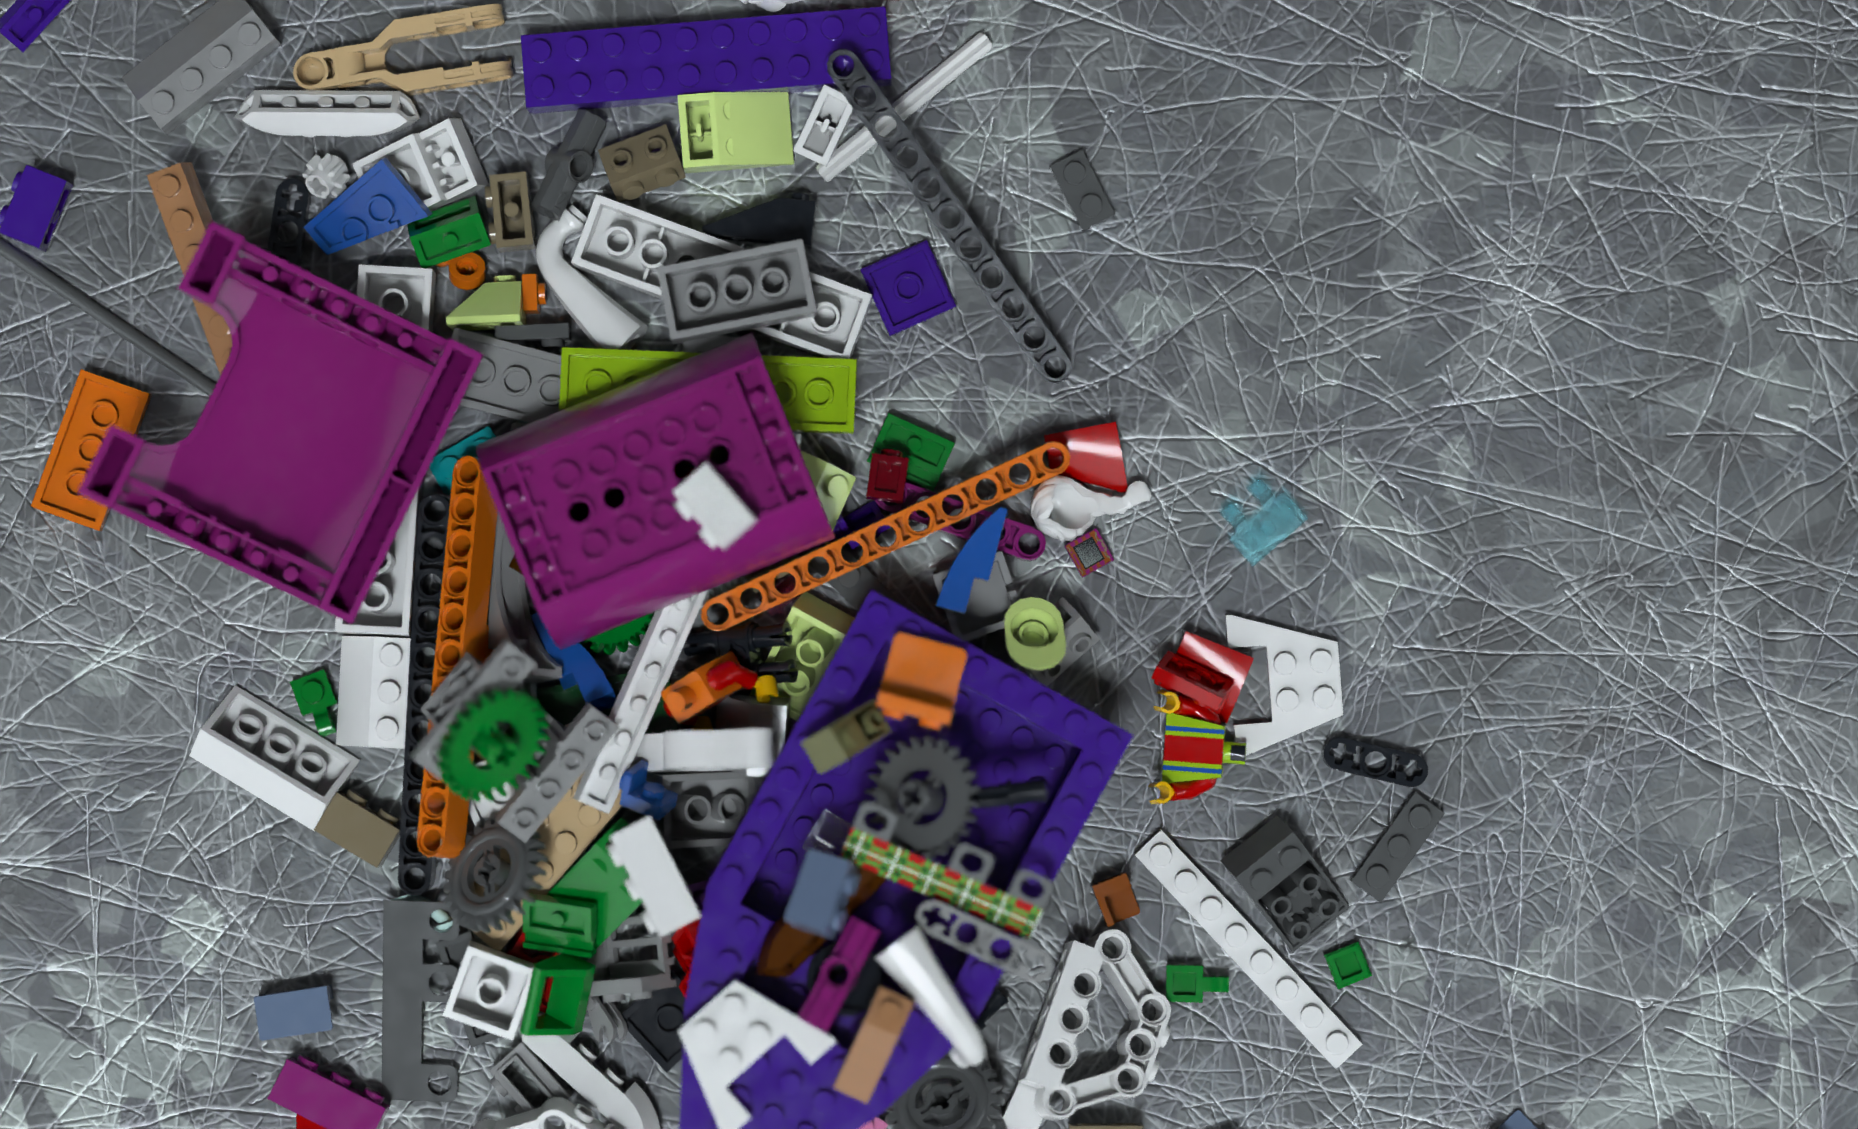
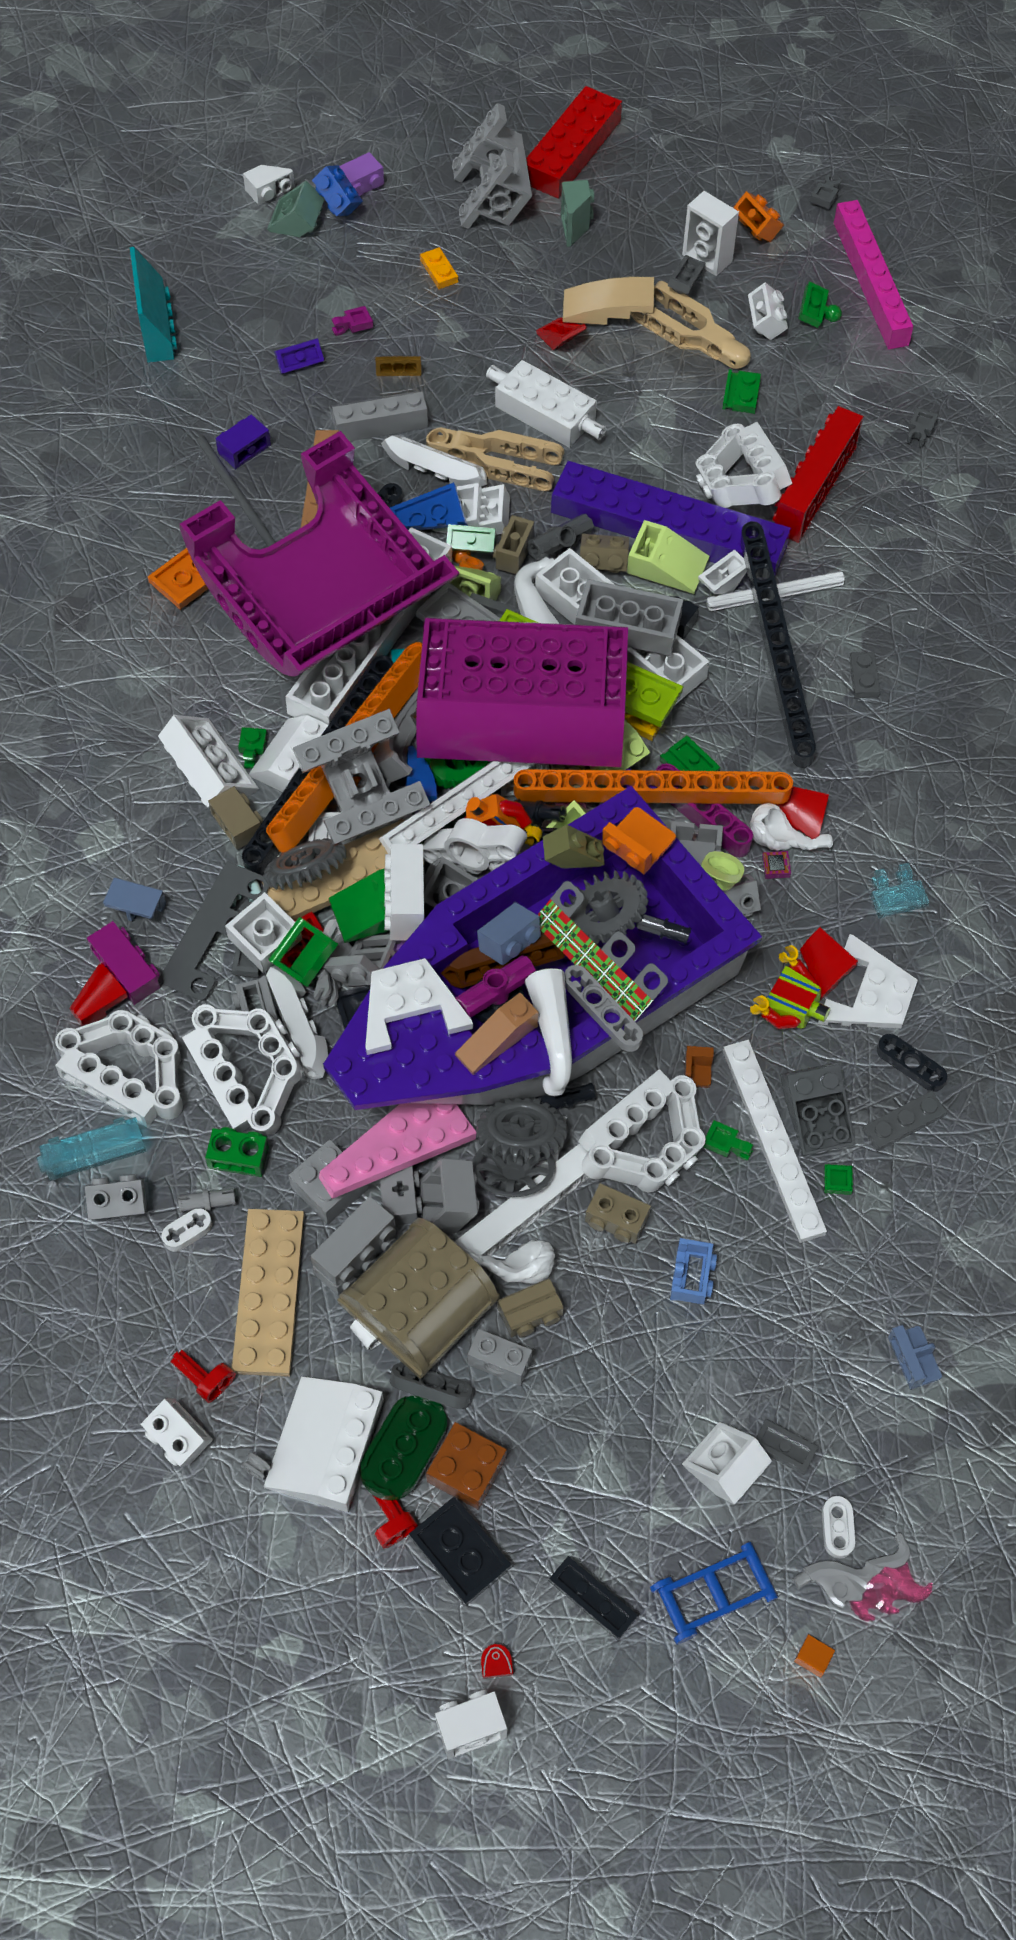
camera: 25 degrees right, 25 degrees down
(326, 176) = (415, 486): white gear -> none
(502, 754) = (353, 738): green gear -> none
(533, 294) = (503, 591): orange plate -> none
(560, 925) = (329, 913): green plate -> none
(645, 796) = (430, 859): blue bracket -> none
(714, 507) = (557, 684): white brick -> none
(887, 476) = (670, 757): dark red bracket -> none
(908, 288) = (731, 682): dark purple tile -> none
(972, 563) = (703, 816): blue slope -> none
(1192, 682) = (812, 957): red bracket -> none

